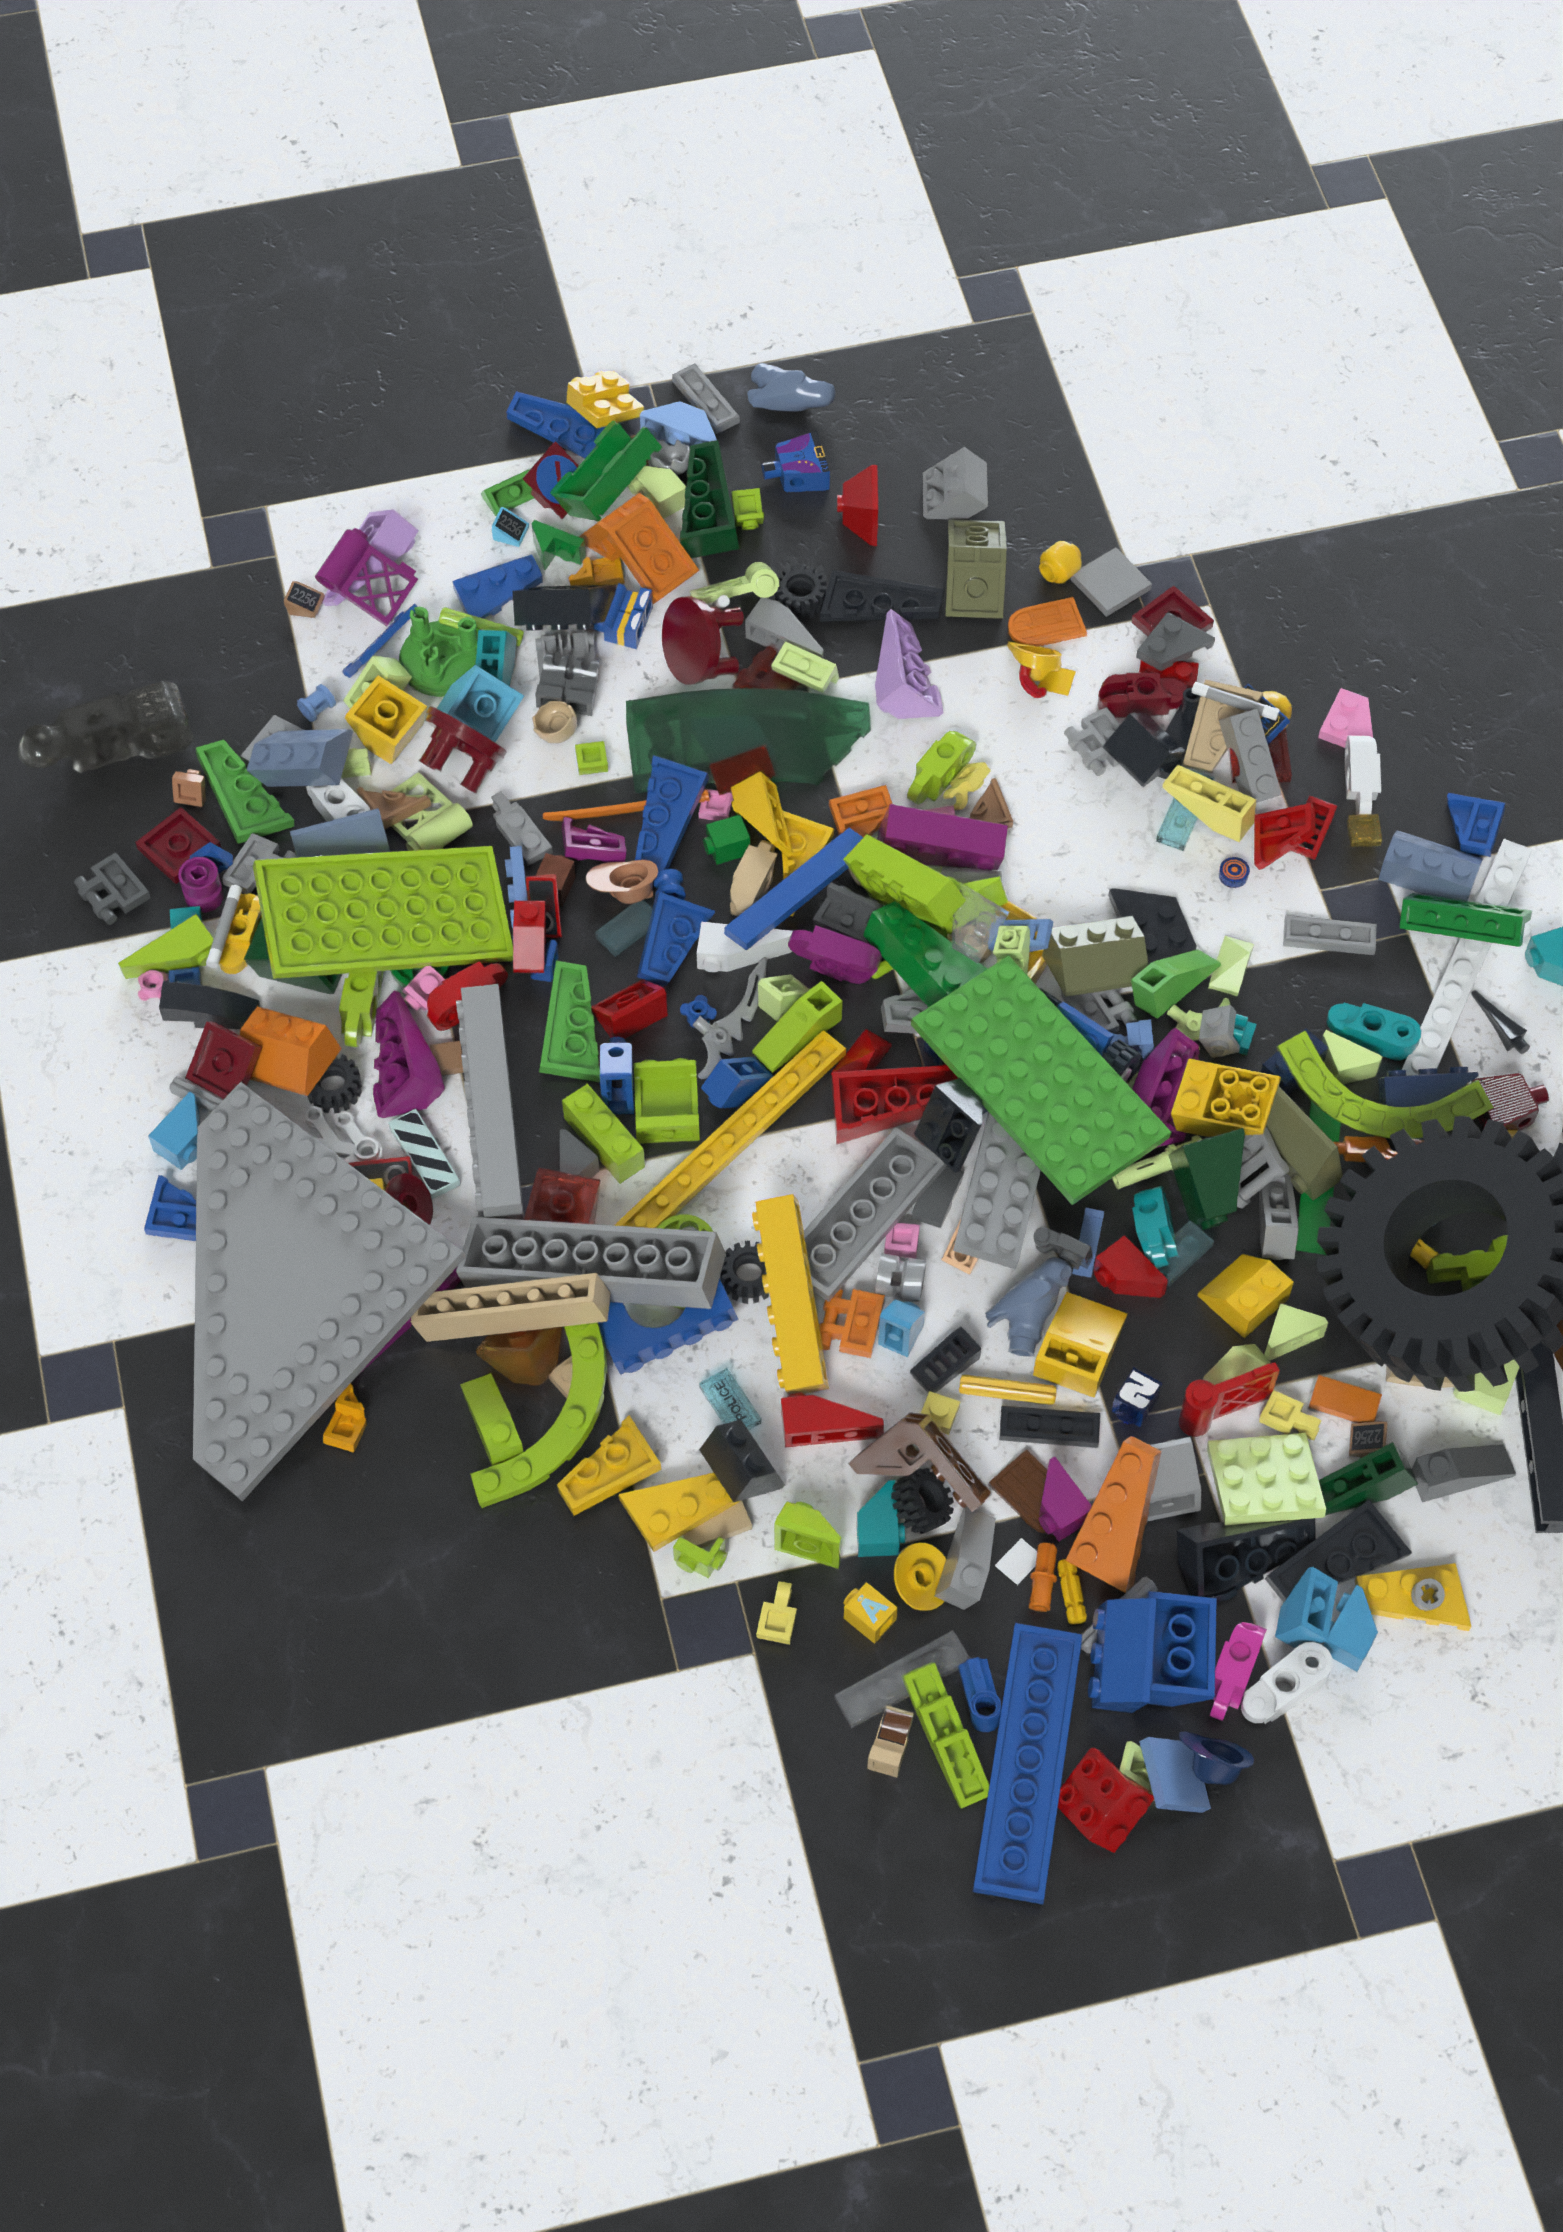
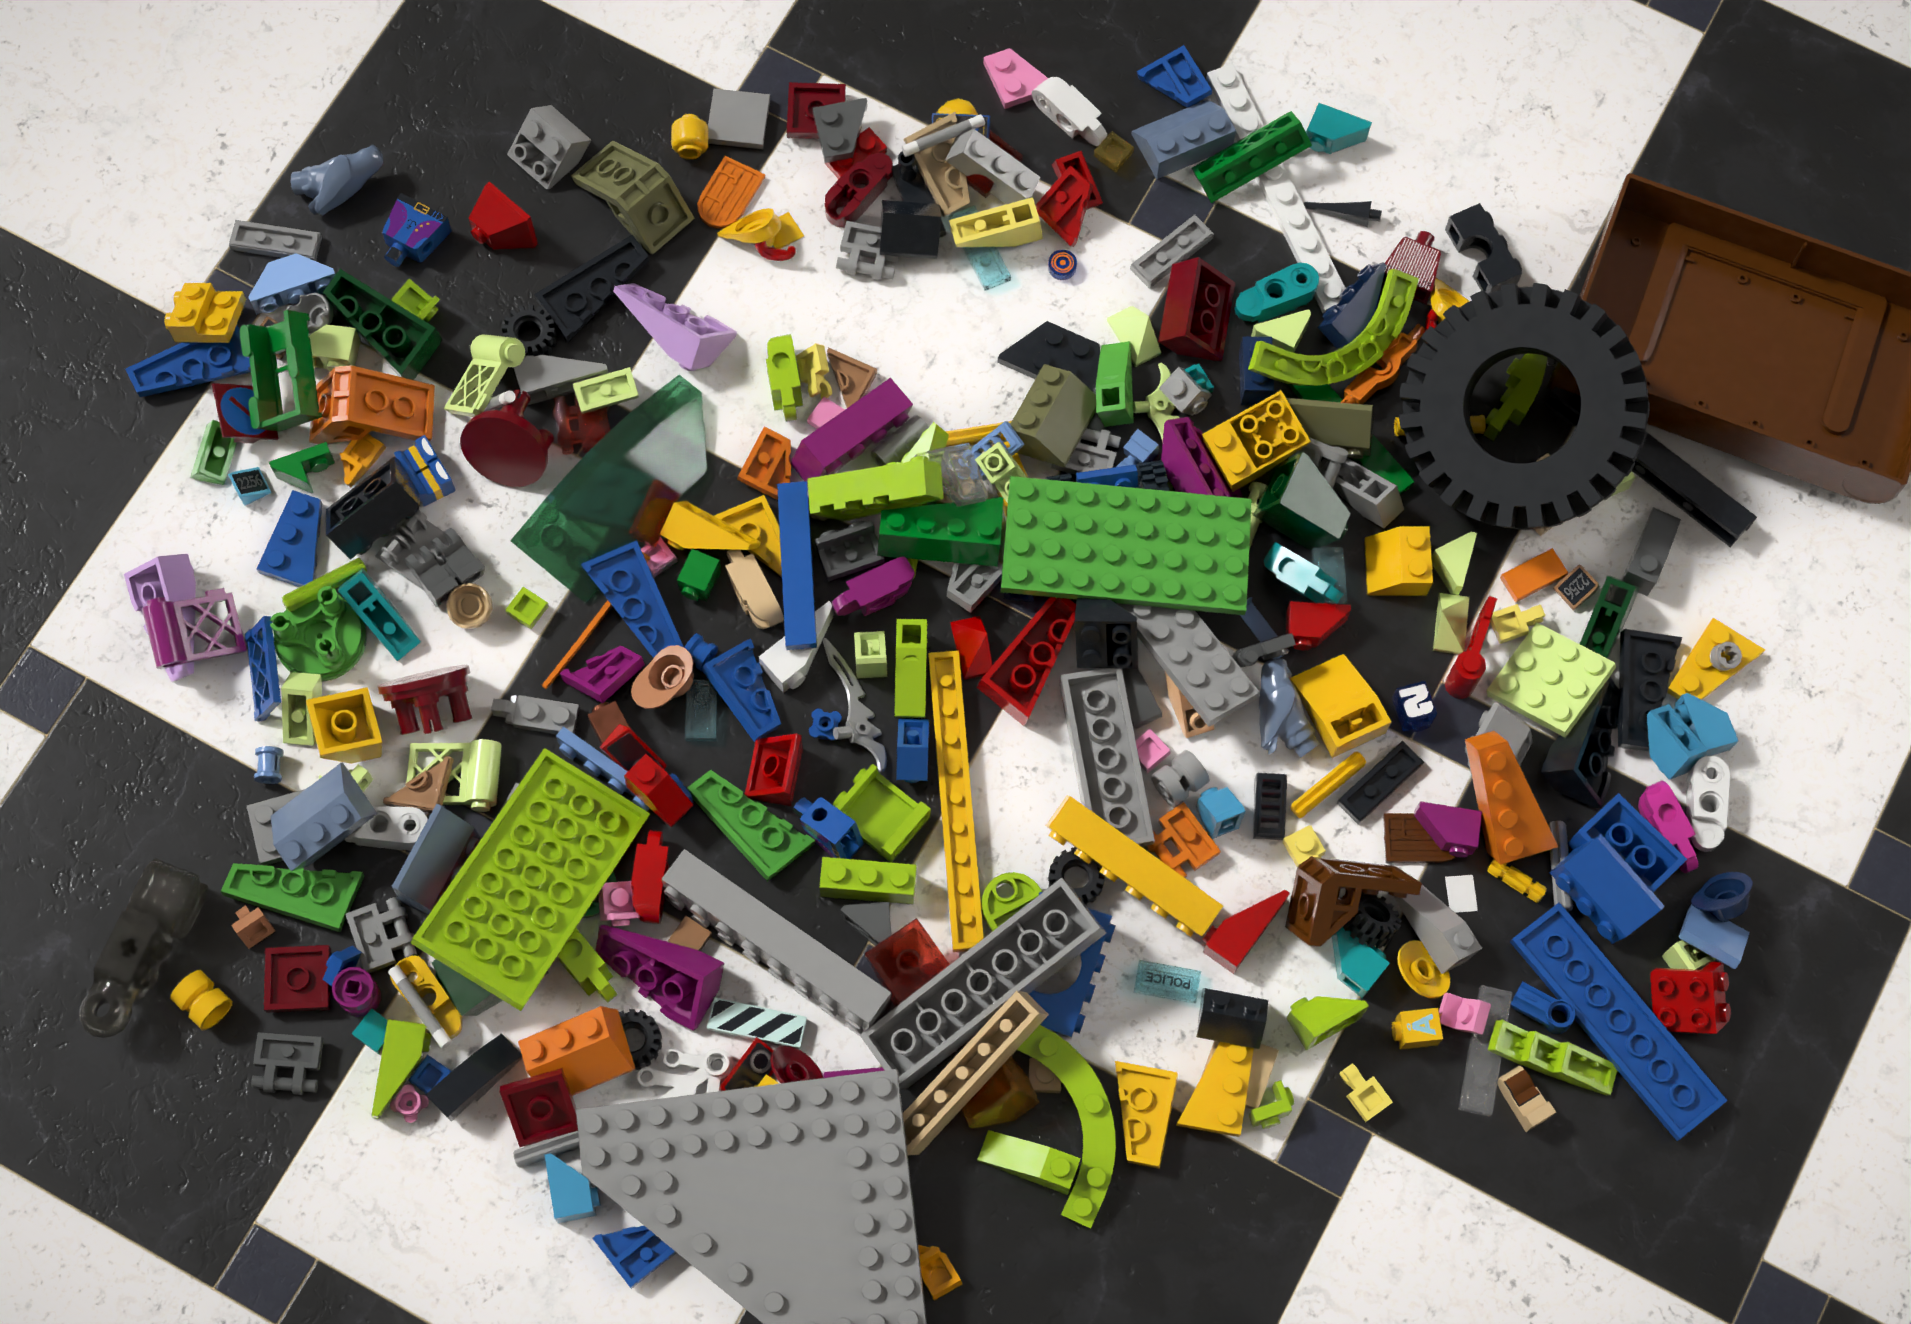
camera: 50 degrees left, 10 degrees up
(106, 800) = (197, 995): none -> yellow wheel
(303, 600) = (158, 693): slope -> none
(481, 702) = (401, 648): medium azure slope -> none
(913, 1632) = (1464, 1013): none -> bright pink bracket
(1043, 1577) = (1492, 889): orange axle -> none
(1298, 987) = (1197, 310): none -> dark red slope

